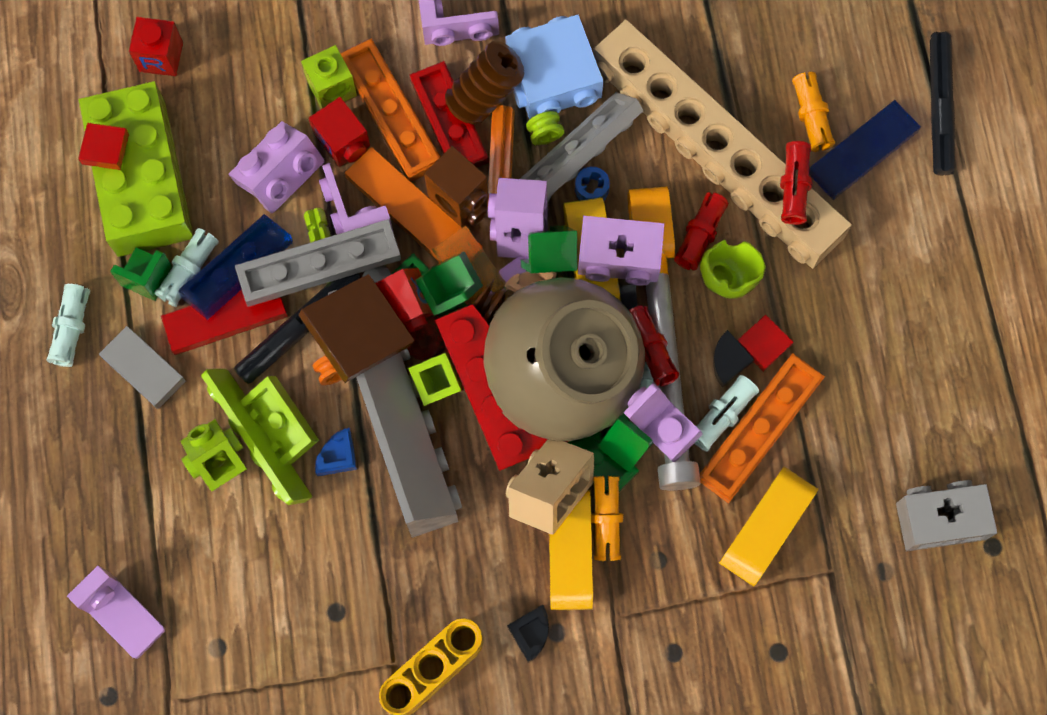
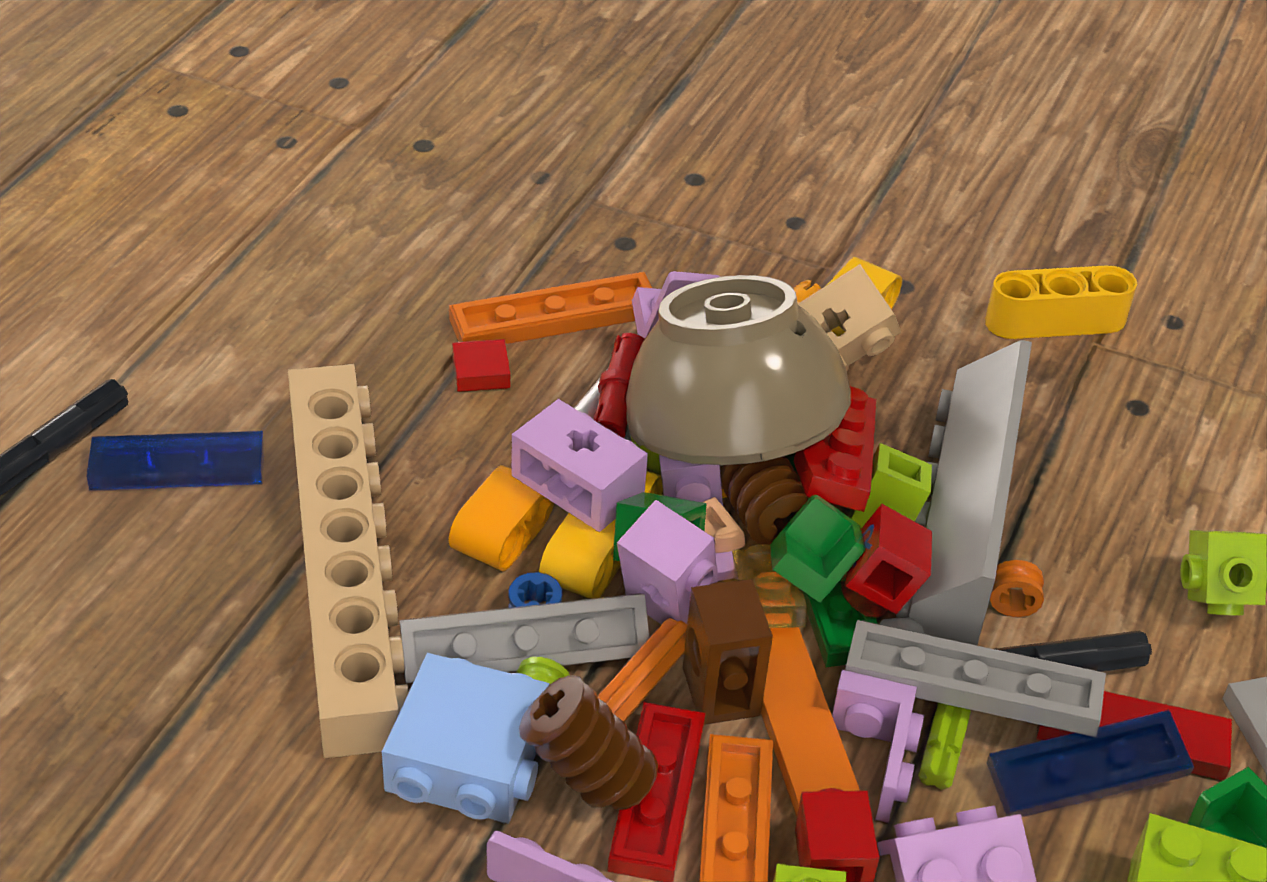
camera: 150 degrees left, 30 degrees down
(186, 266) = (1166, 801): light aqua pin -> none
(269, 427) = (1142, 576): lime bracket -> none
(337, 454) = (1060, 522): blue tile -> none
(356, 328) = (981, 518): reddish brown tile -> none
(531, 632) = (932, 292): black tile -> none
(701, 231) = (446, 483): red pin -> none
(729, 359) = (533, 371): black tile -> none
(732, 269) = (455, 419): lime hair -> none
(740, 393) = (581, 330): light aqua pin -> none
(768, 526) = (624, 235): yellow beam -> none
(796, 159) = (310, 416): red pin -> none
(813, 111) = (189, 523): light orange pin -> none
(925, 529) = (450, 160): light grey brick -> none

